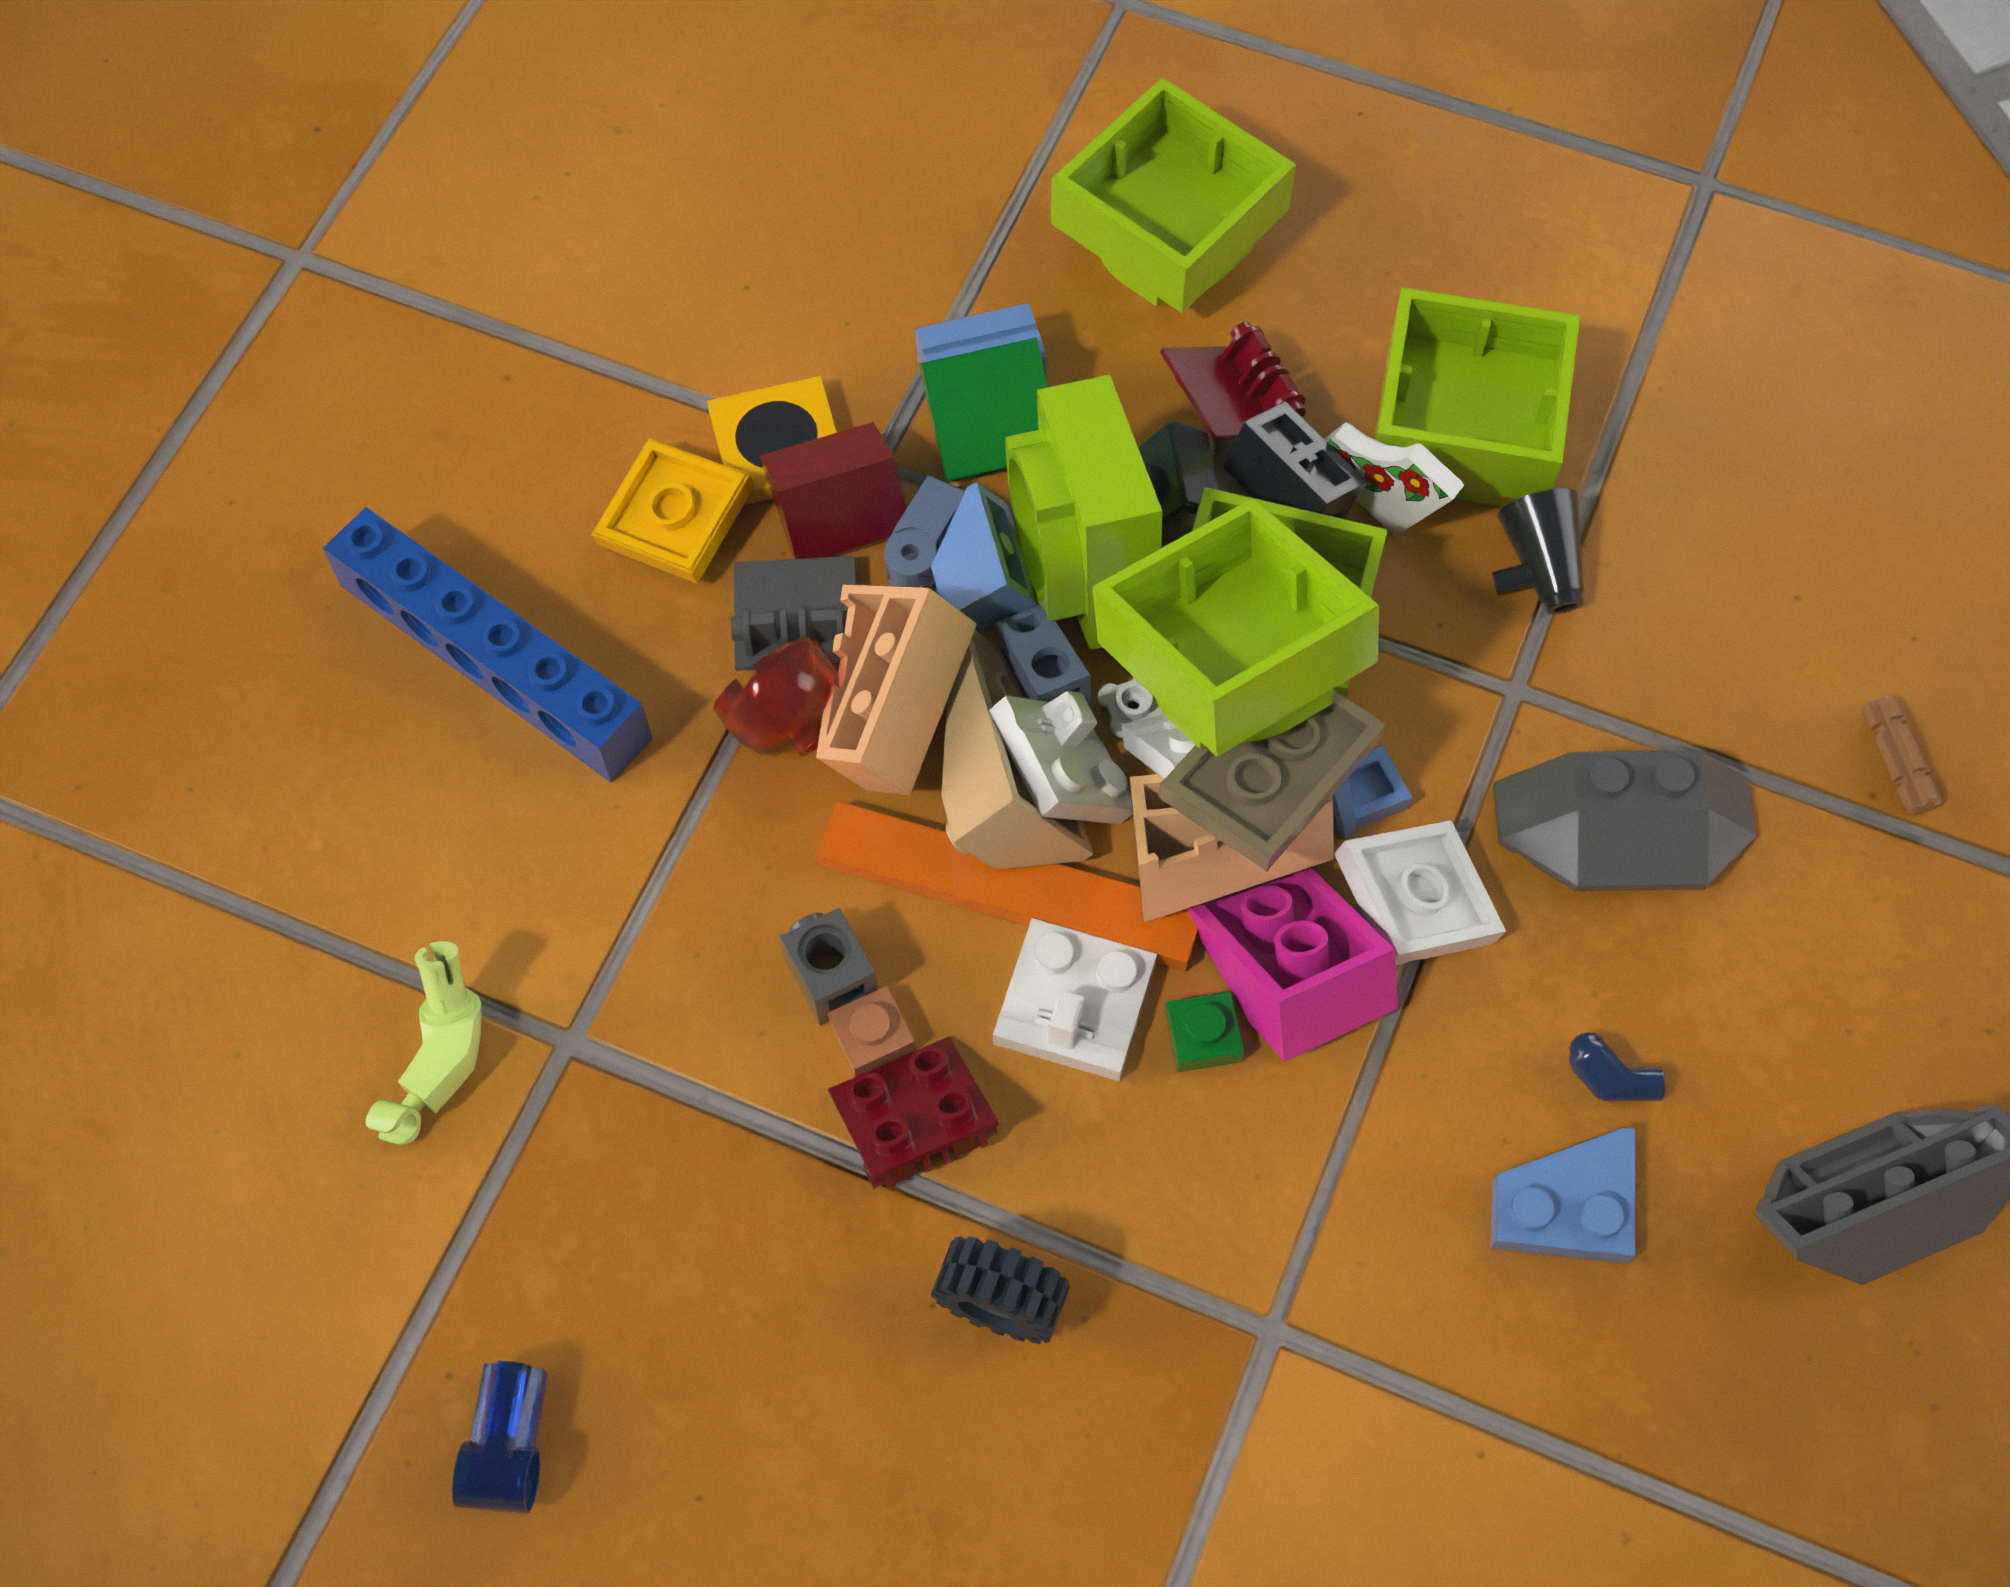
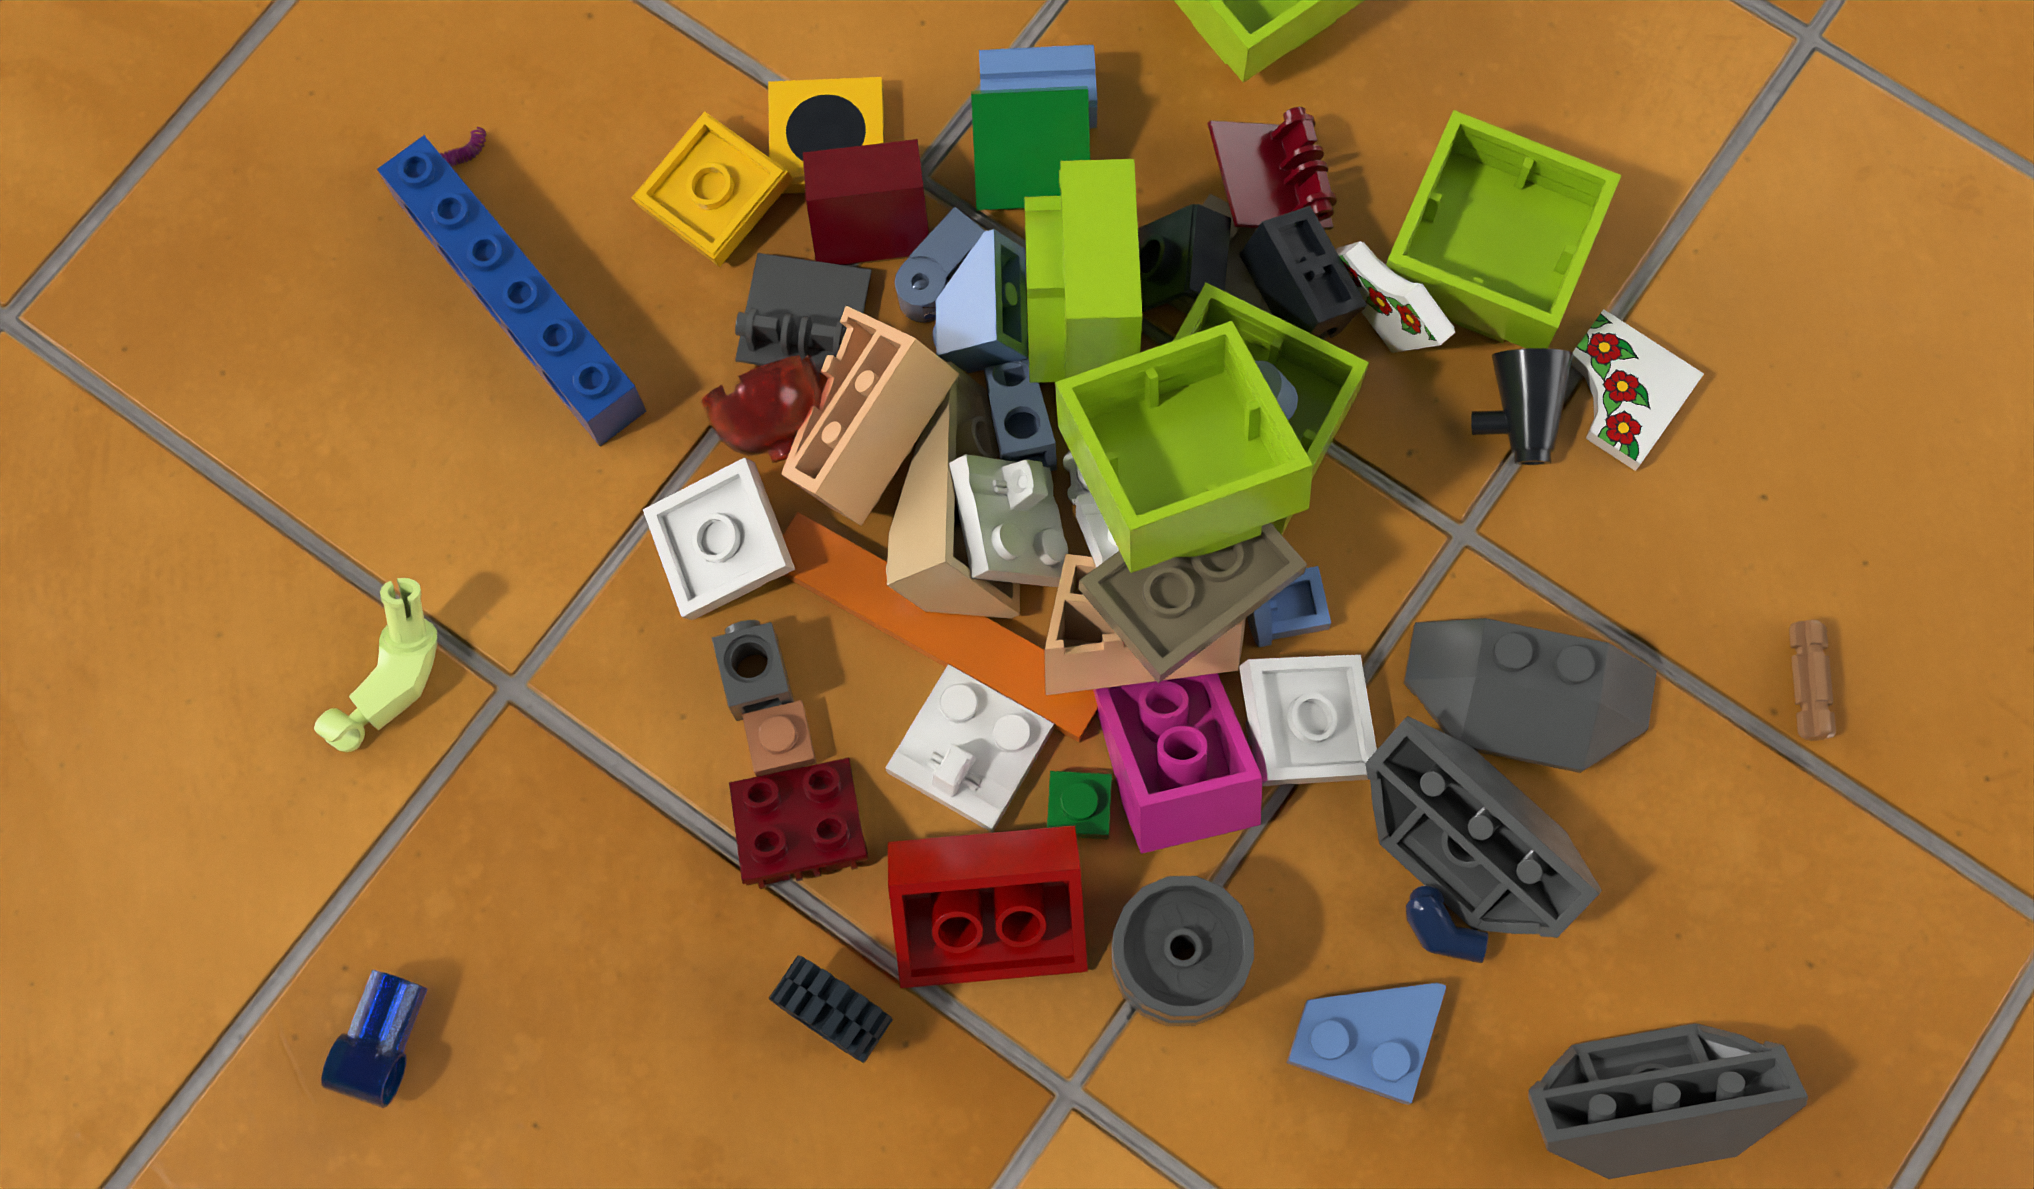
camera: 15 degrees right, 10 degrees up
(411, 522) = (474, 140): none -> magenta leg
(761, 841) = (718, 539): none -> white hinge
(1138, 1152) = (987, 906): none -> red slope
(1320, 1145) = (1176, 989): none -> dark grey wheel
(1620, 971) = (1475, 835): none -> dark grey wedge
(1641, 520) = (1633, 387): none -> white tile

